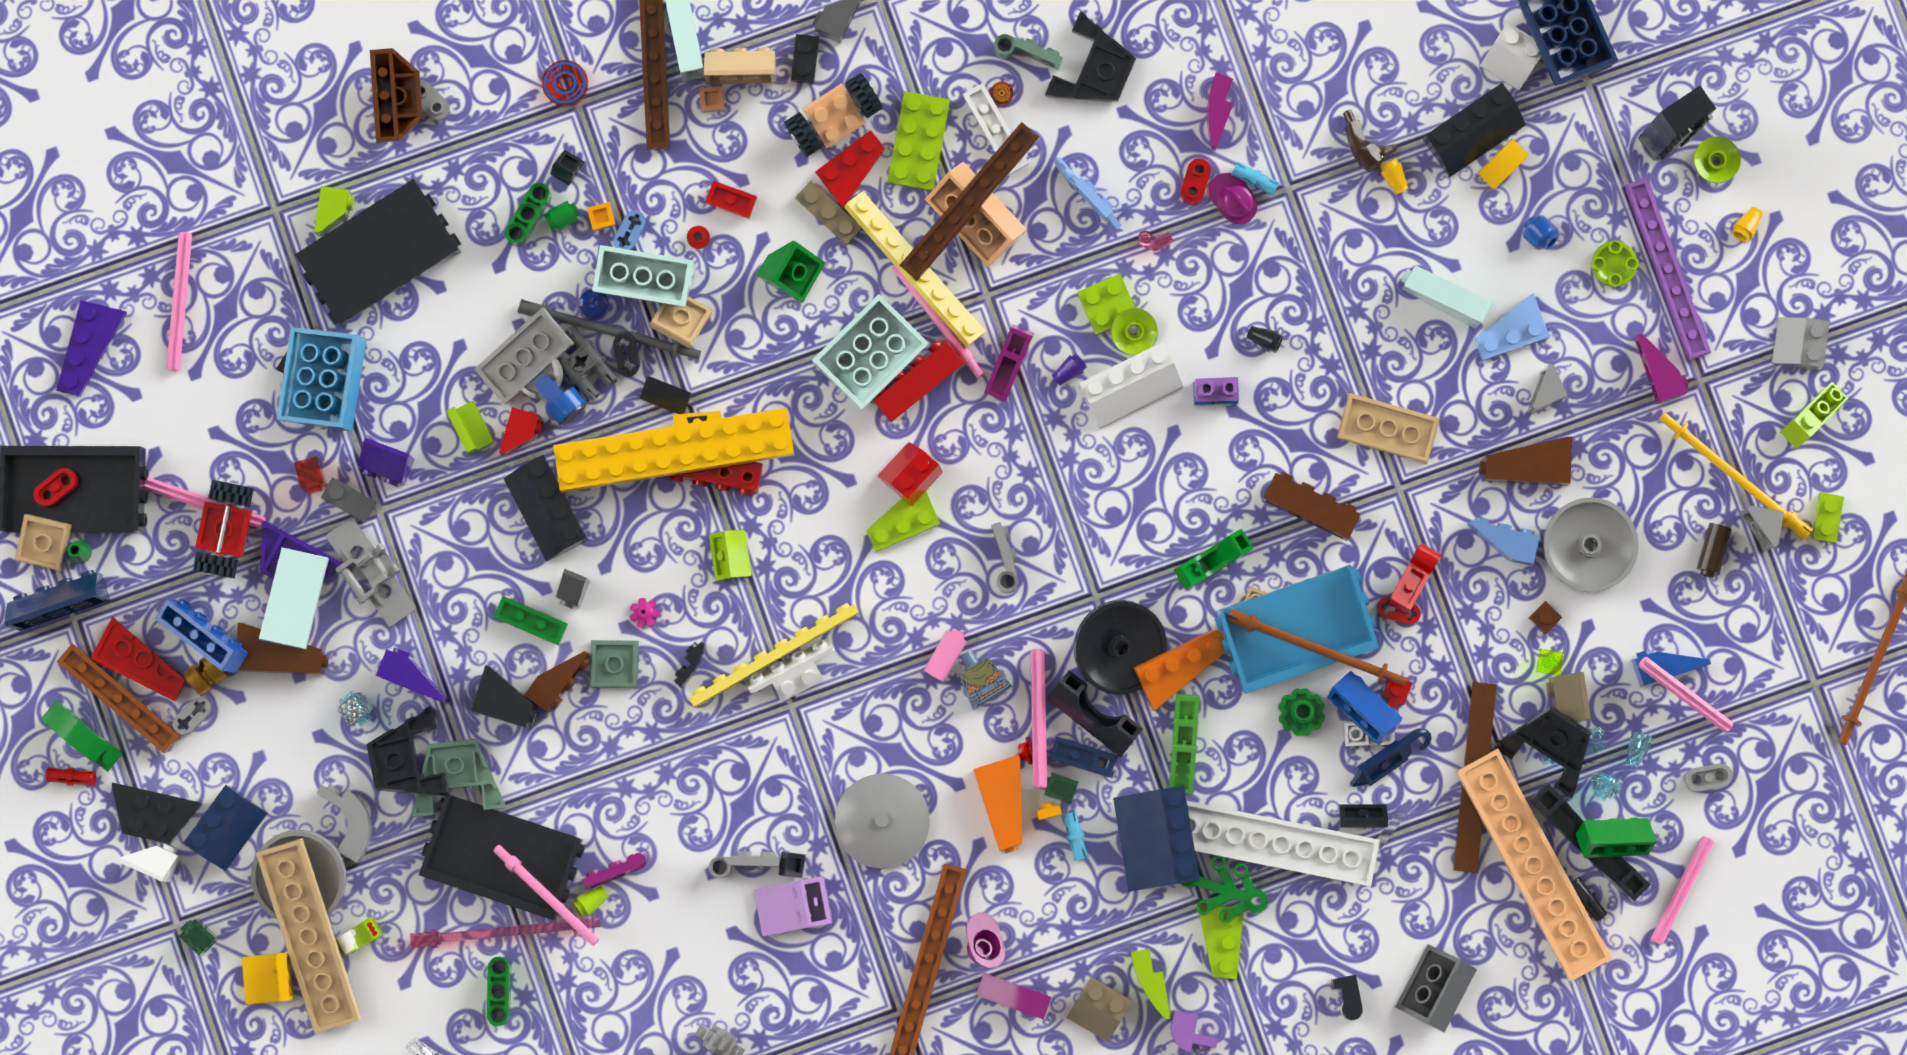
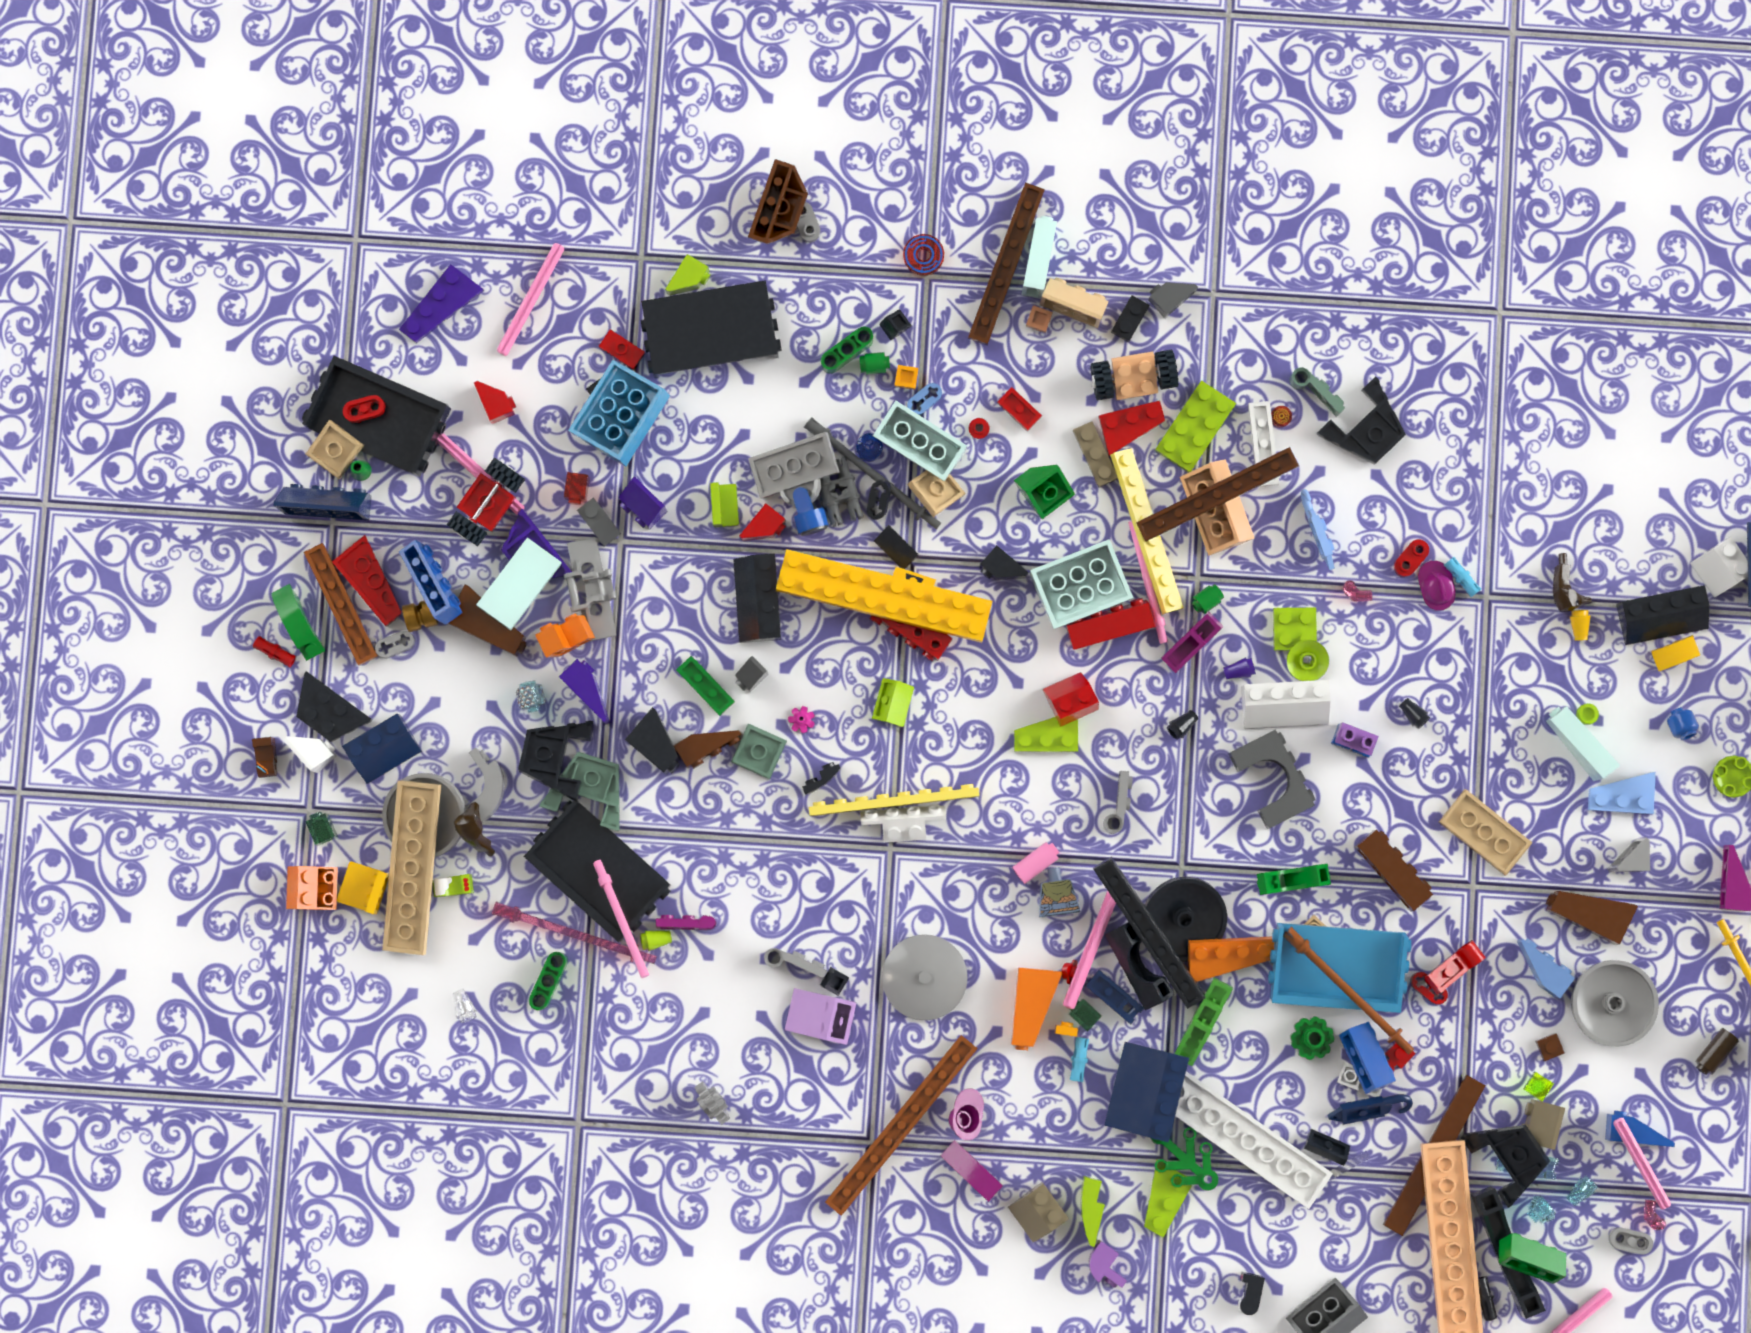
camera: 25 degrees right, 0 degrees up
(108, 888) = (265, 756): none -> reddish brown leg
(188, 422) = (495, 402): none -> red slope
(214, 1001) = (311, 888): none -> orange slope
(296, 312) = (621, 349): none -> red plate
(351, 869) = (470, 829): none -> dark brown animal
(364, 634) = (563, 638): none -> orange brick
(781, 368) = (1001, 566): none -> black slope
(1005, 312) = (1207, 599): none -> green brick
(1034, 451) = (1180, 726): none -> black cone
(1090, 676) = (1149, 932): none -> black tile
(1134, 437) = (1296, 797): none -> dark grey arch
(1218, 108) = (1456, 505): magenta slope -> none
(1440, 264) = (1587, 714): none -> lime tile
(1720, 745) = (1652, 1217): none -> clear pink arm

